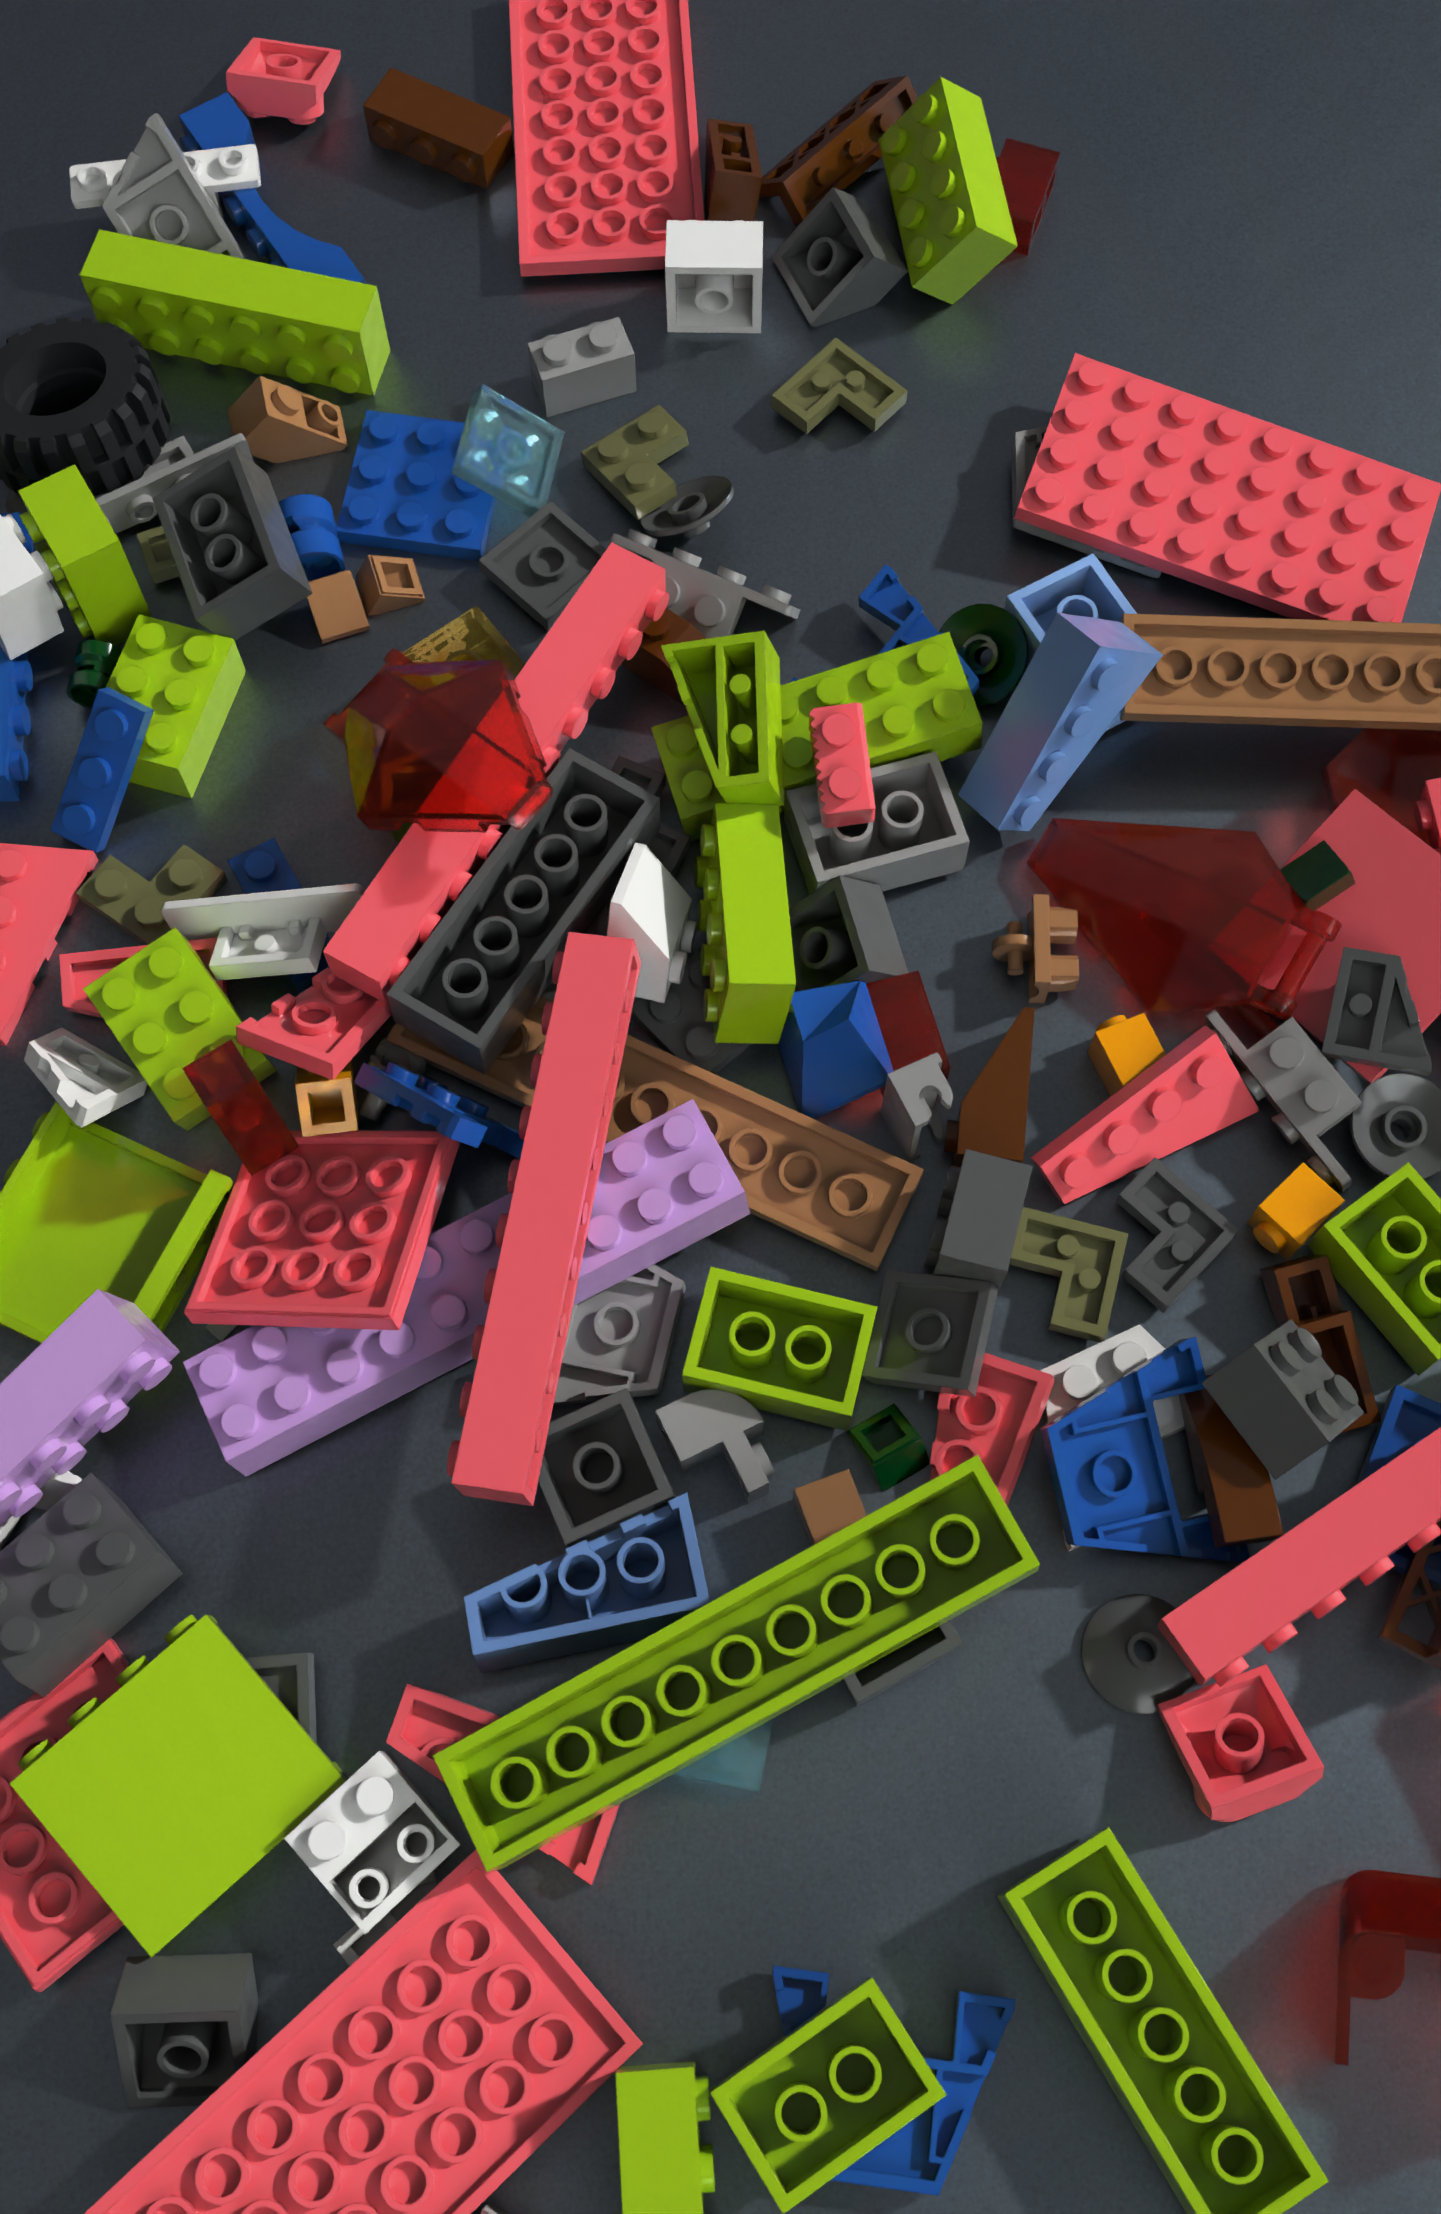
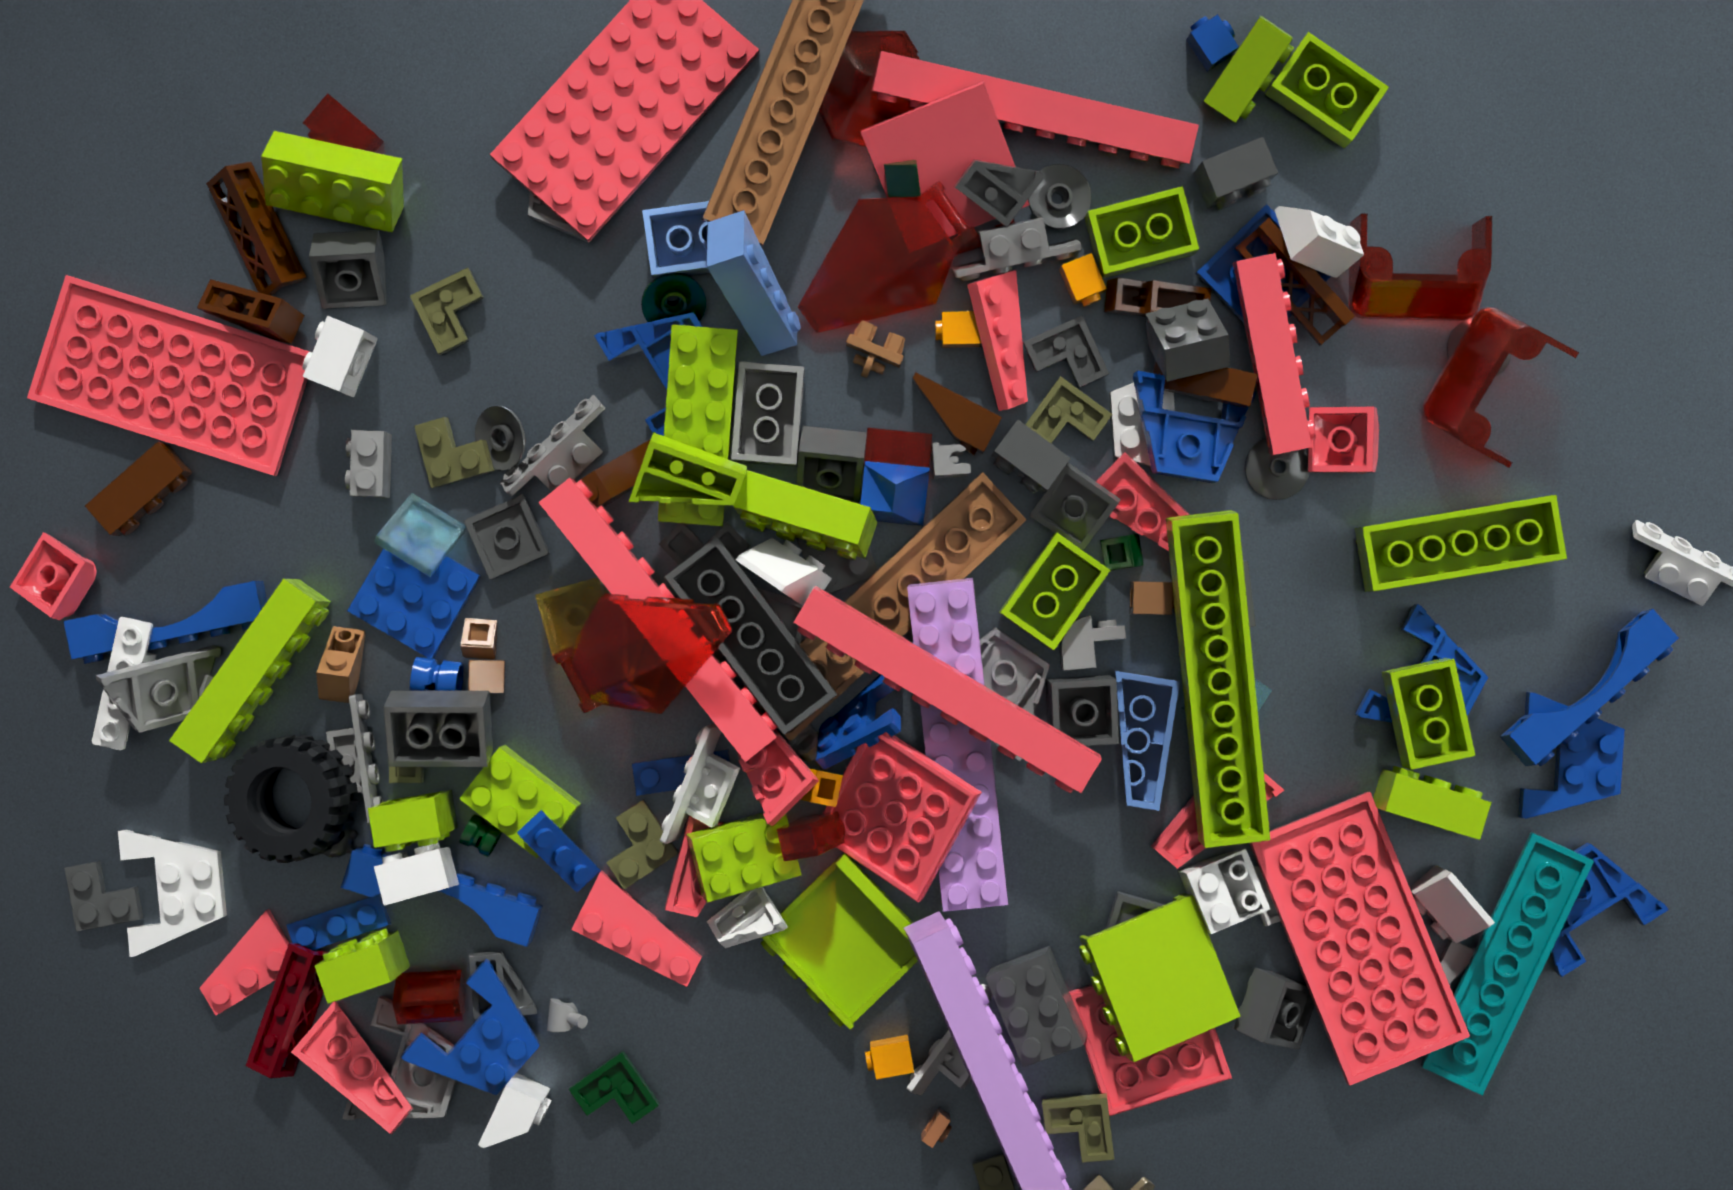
camera: 75 degrees left, 20 degrees up
(842, 765) = (740, 425): coral brick -> none

